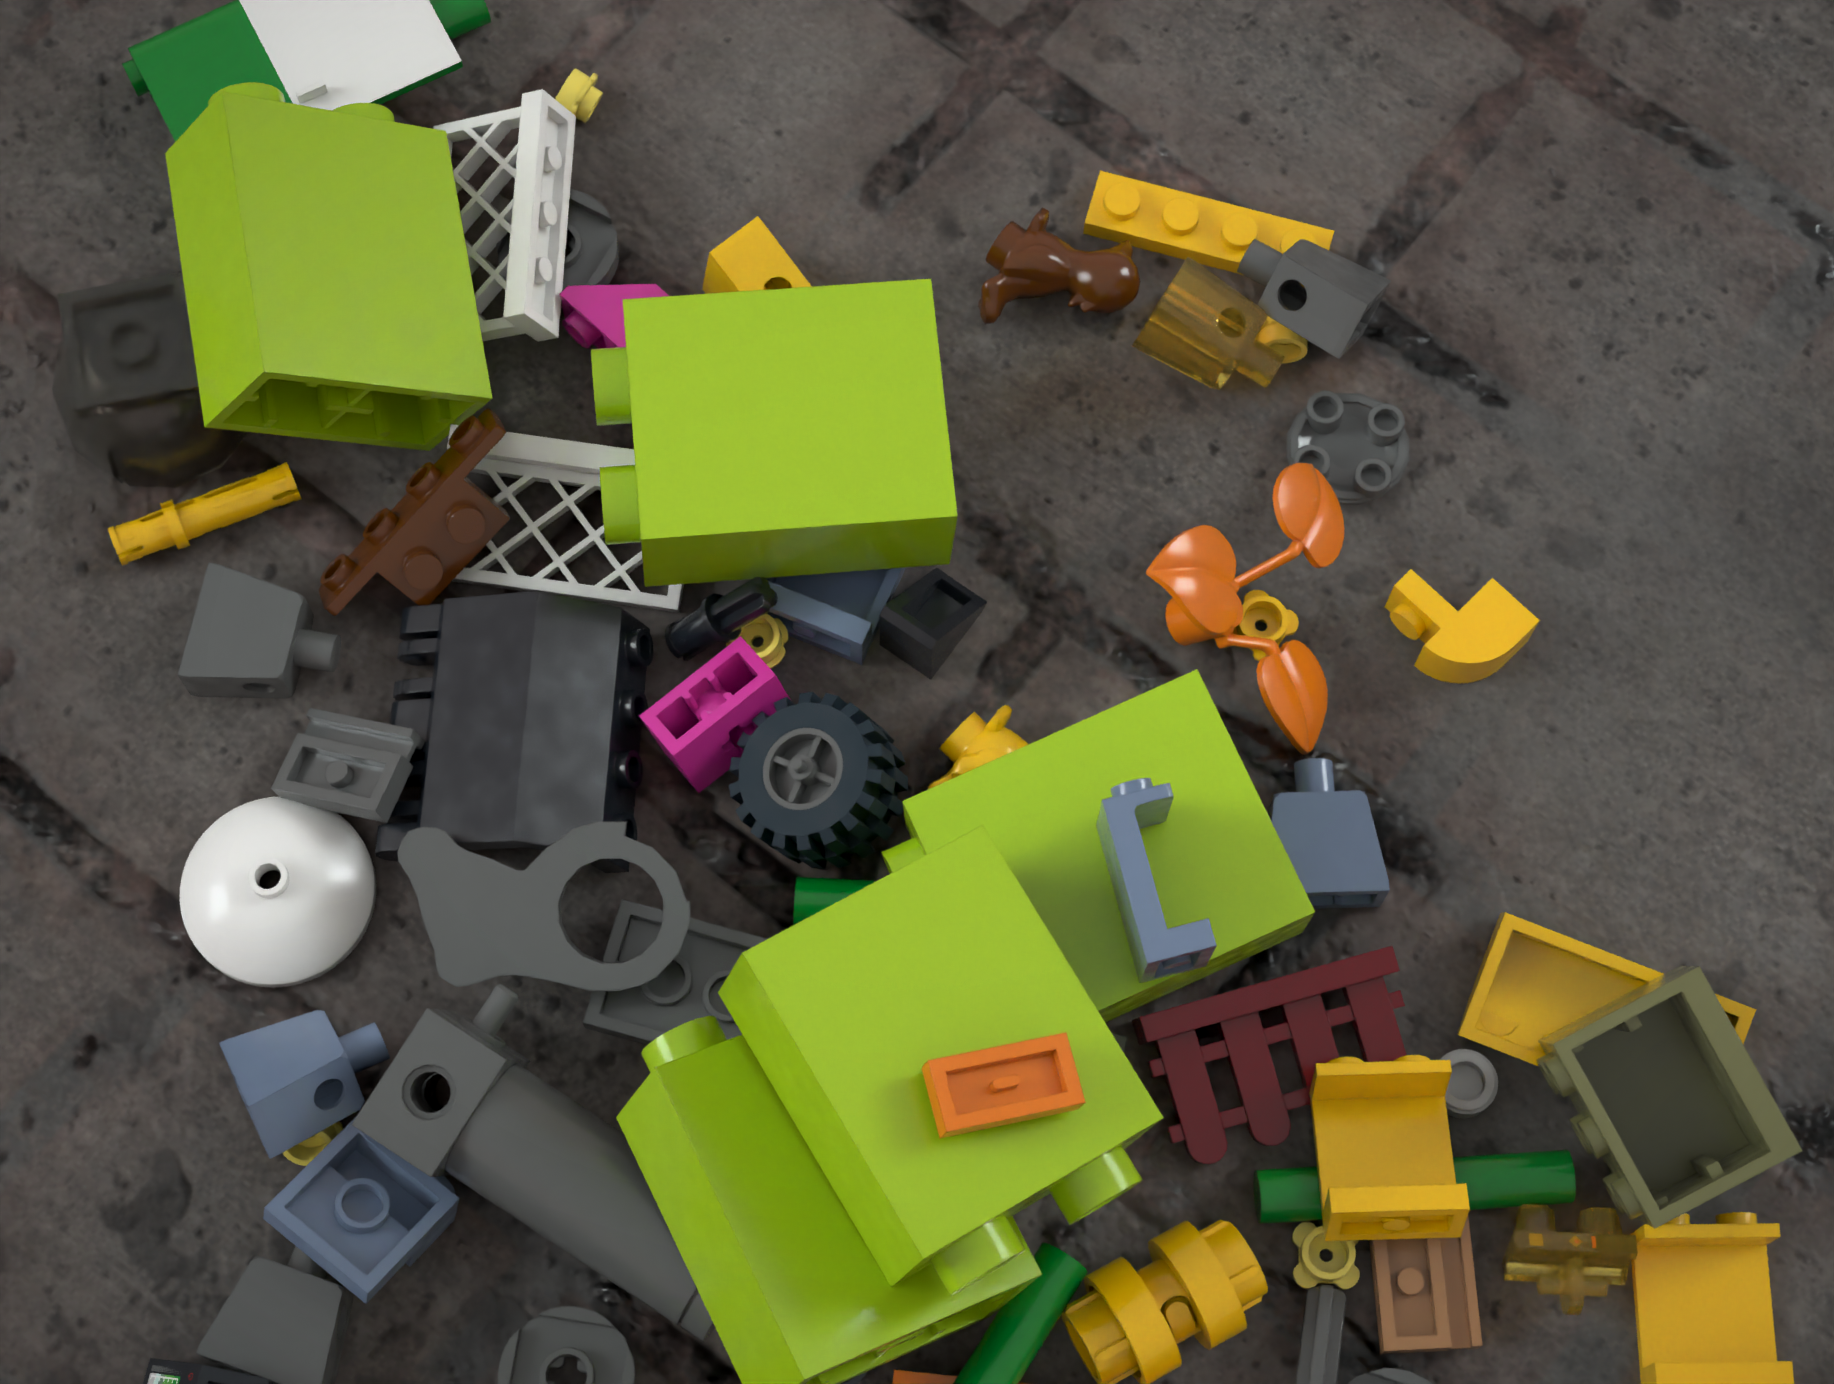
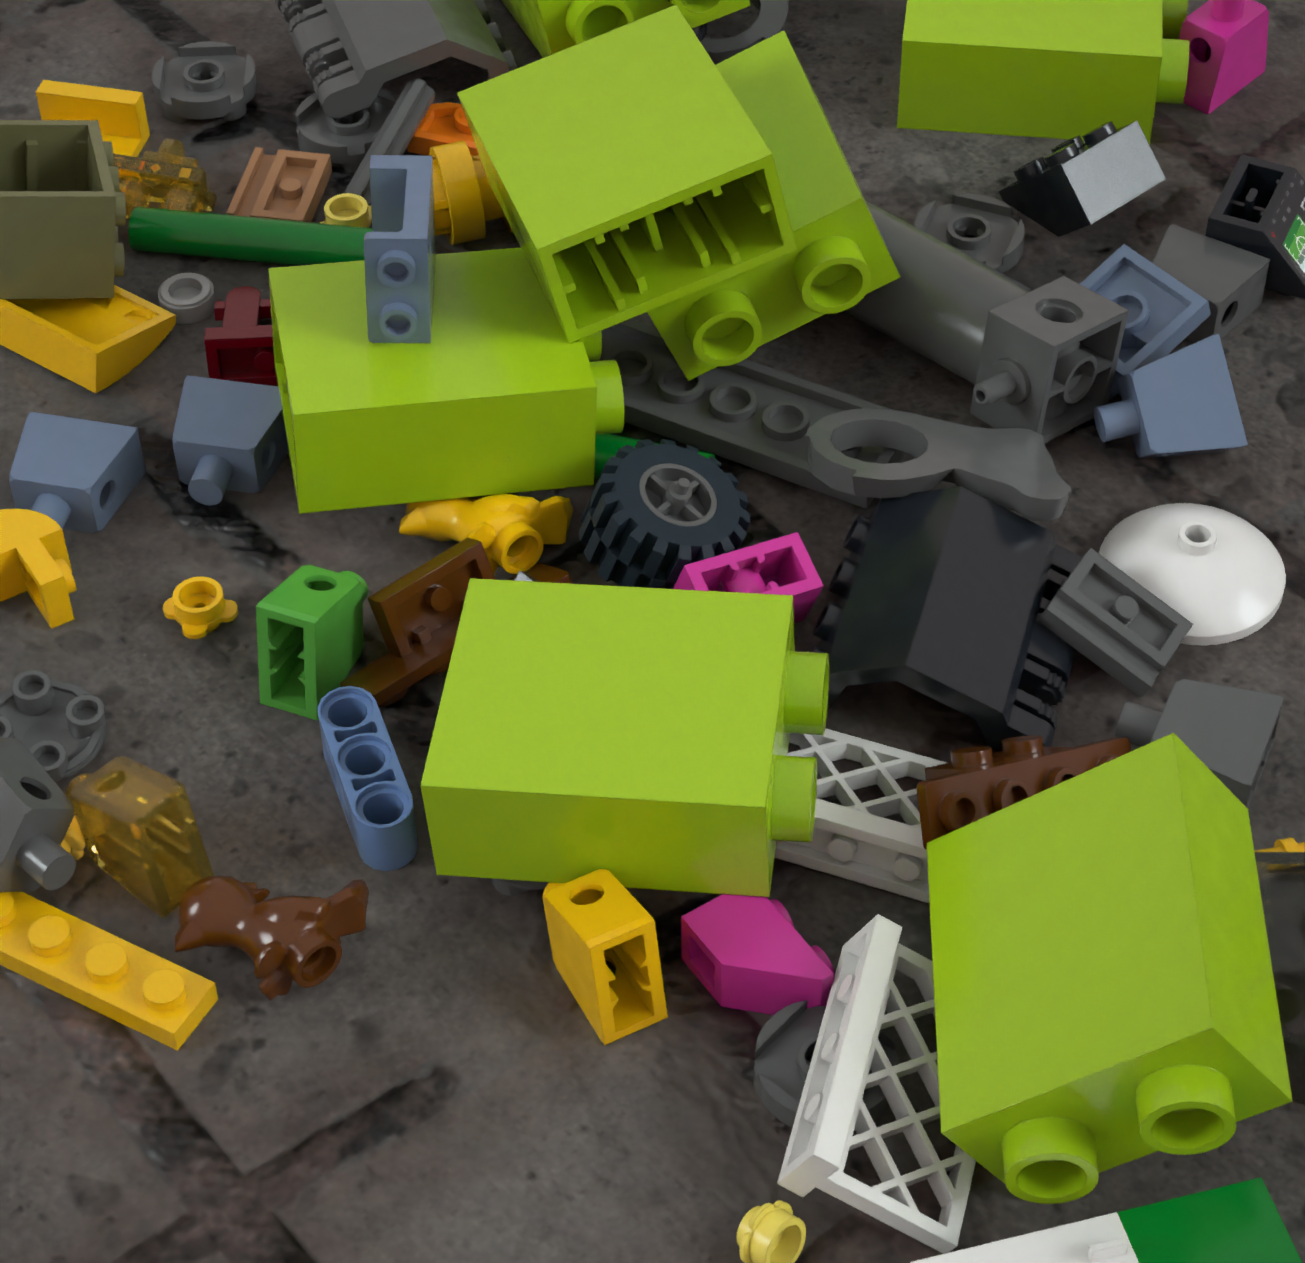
camera: 165 degrees left, 25 degrees down
(1003, 1085) = (580, 75): orange plate -> none
(1004, 638) = (422, 618): none -> reddish brown bracket
(1024, 418) = (368, 778): none -> medium blue beam
(1126, 551) = (309, 637): none -> bright green torso
(1204, 604) = (235, 595): orange plant -> none
(1385, 1150) = (278, 216): yellow panel -> none
(1463, 756) = (75, 469): none -> sand blue torso

